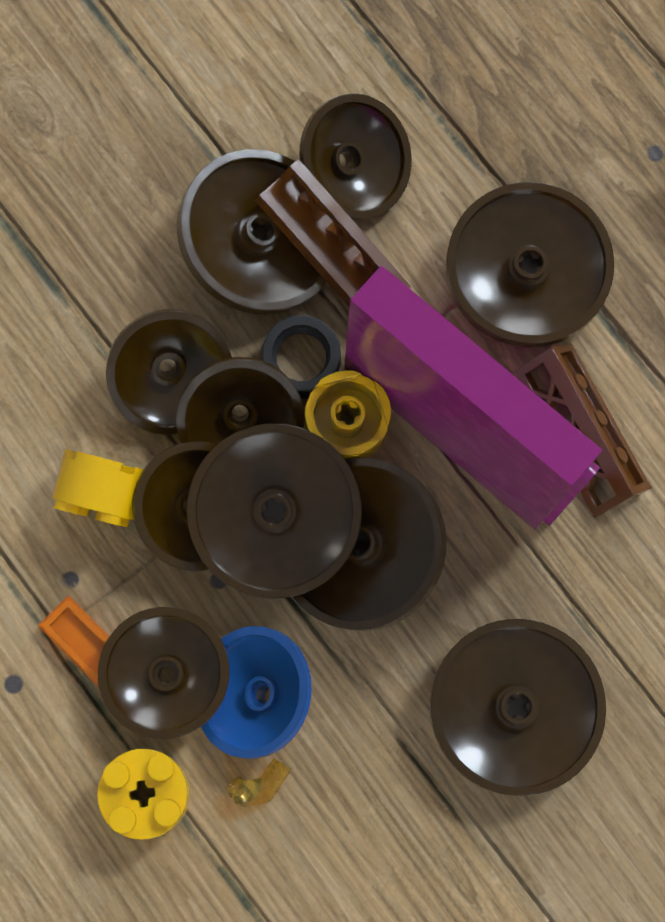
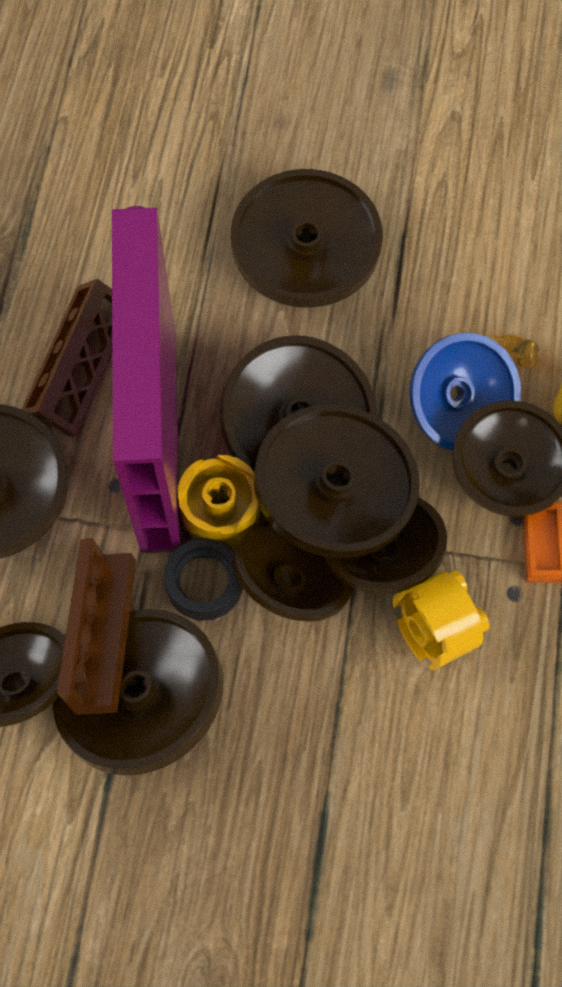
camera: 130 degrees left, 10 degrees down
(133, 375) = (309, 659): dark brown dish -> none

